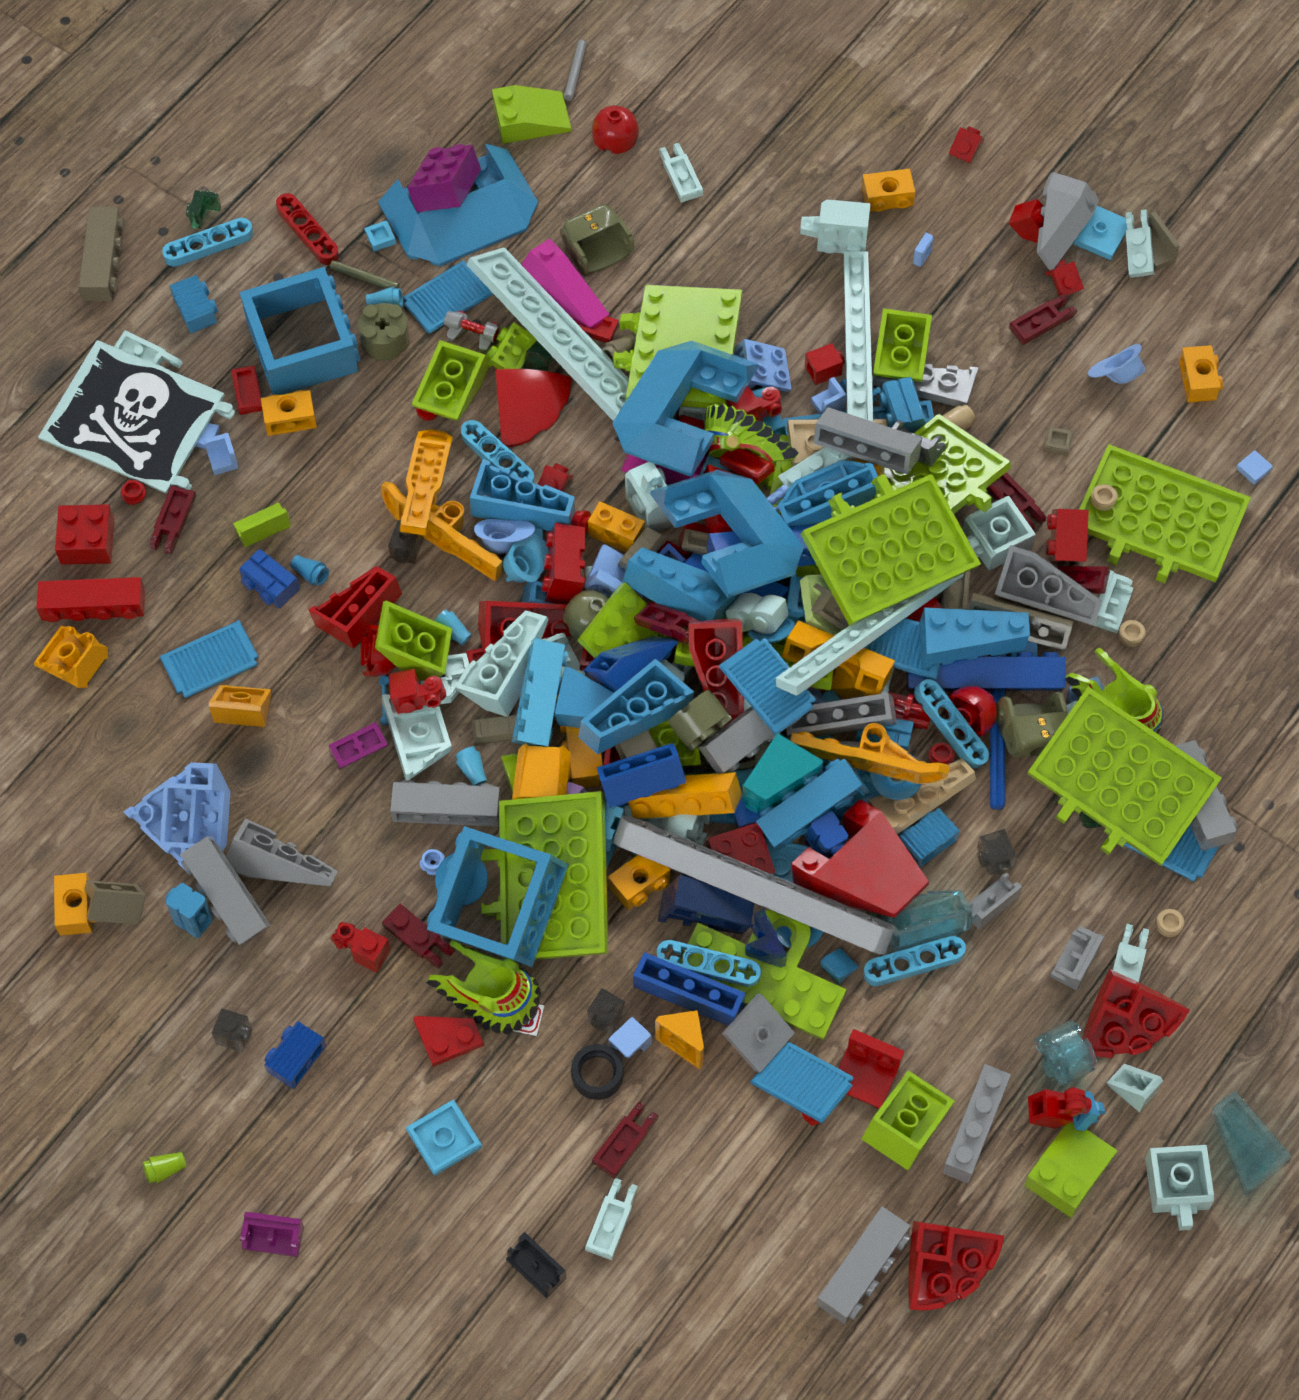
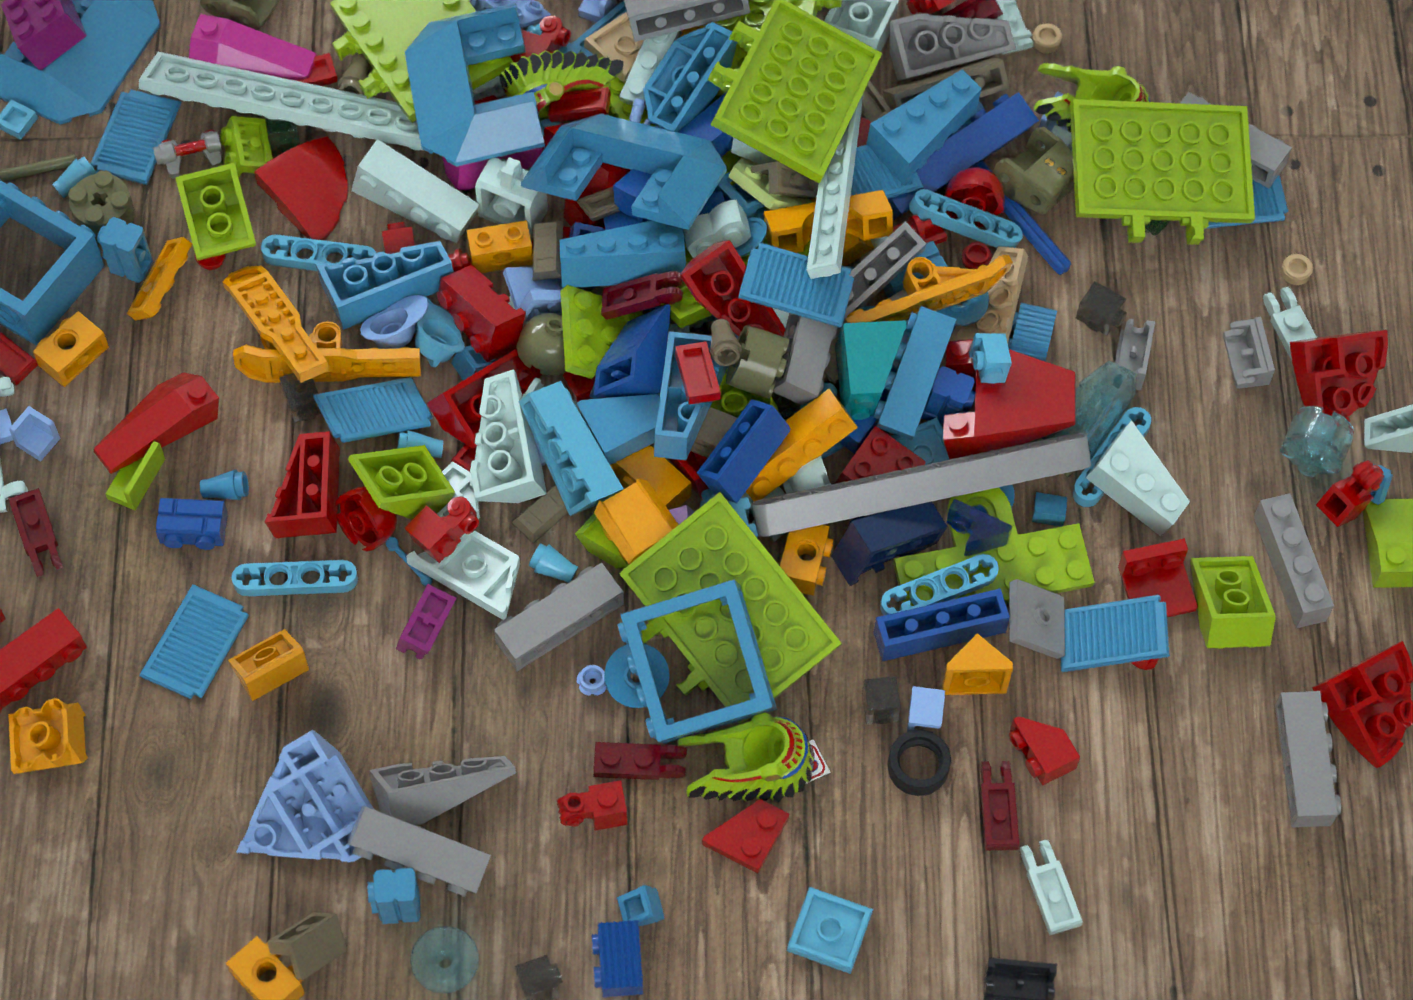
camera: 40 degrees left, 0 degrees up
(186, 962) = (442, 944): none -> clear light blue dish
(301, 663) = (295, 573): none -> medium azure beam
(304, 497) = (163, 417): none -> red wedge
(340, 1032) = (641, 905): none -> dark azure slope
(372, 368) = (125, 249): none -> dark azure brick
(381, 404) = (160, 279): none -> light orange plate
(441, 583) = (374, 410): none -> dark azure window
(589, 453) = (413, 192): none -> light aqua wedge
(646, 699) = (697, 373): none -> red tile
(679, 692) = (724, 345): none -> dark tan cone
(689, 1126) = (1045, 748): none -> red slope
(871, 829) = (991, 357): none -> medium azure brick
(911, 988) = (1139, 481): none -> light aqua wedge

